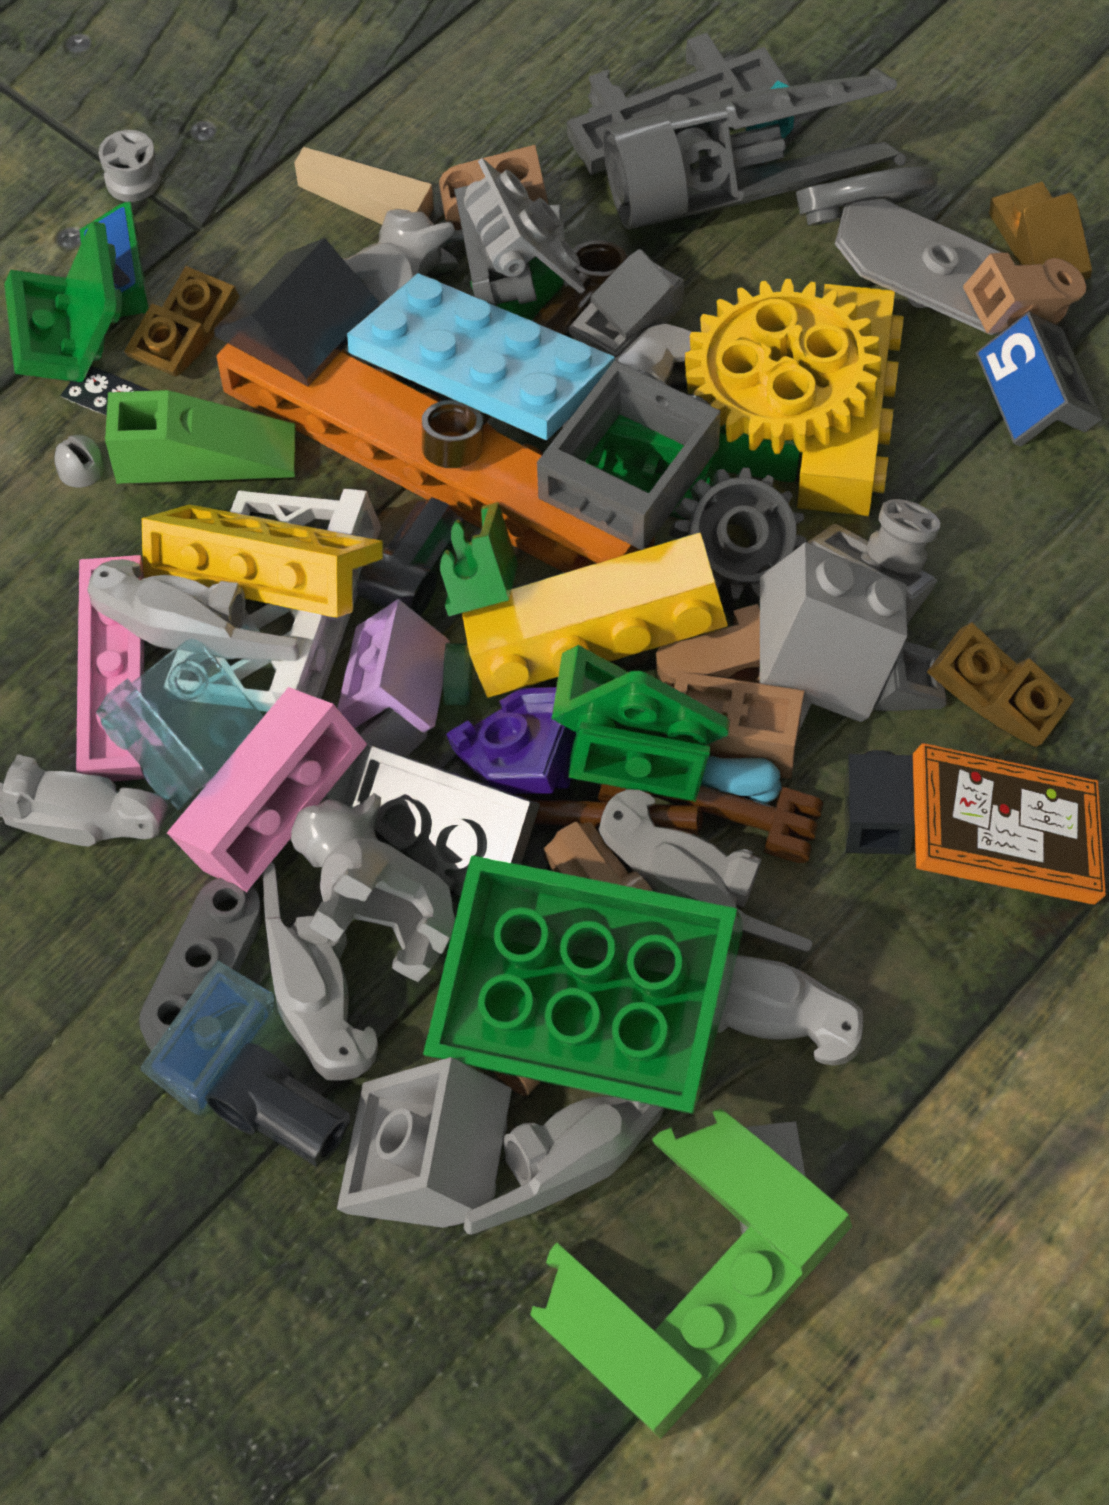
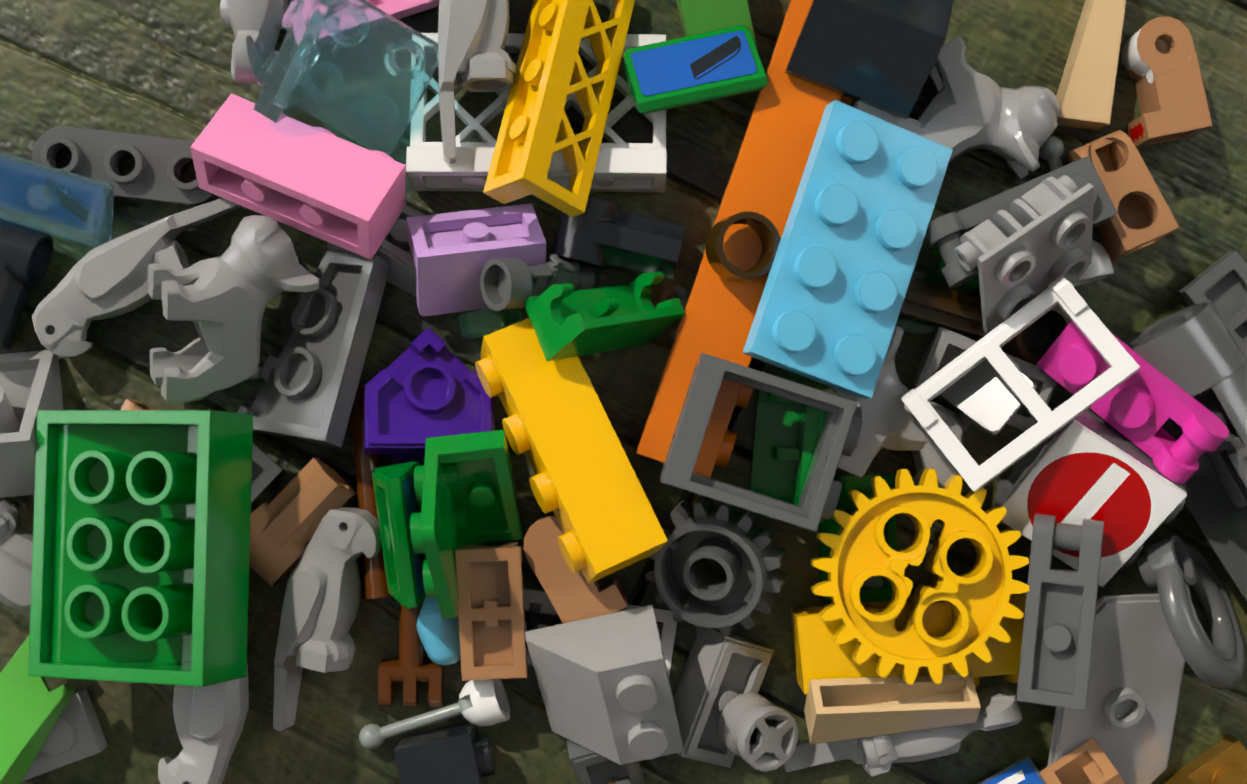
camera: 70 degrees right, 30 degrees up
(280, 458) = (693, 69): none -> slope
(410, 142) = (1166, 82): none -> medium nougat leg
(427, 625) = (510, 282): none -> dark grey piece
(648, 331) = (1060, 293): none -> white window
(665, 190) = (1139, 405): none -> dark pink plate
(741, 238) = (1091, 475): none -> piece
(824, 763) = (479, 703): none -> hinge
(854, 266) = (1060, 614): none -> dark grey plate
(895, 419) = (887, 705): none -> tan piece
(927, 423) = (878, 753): none -> light grey animal

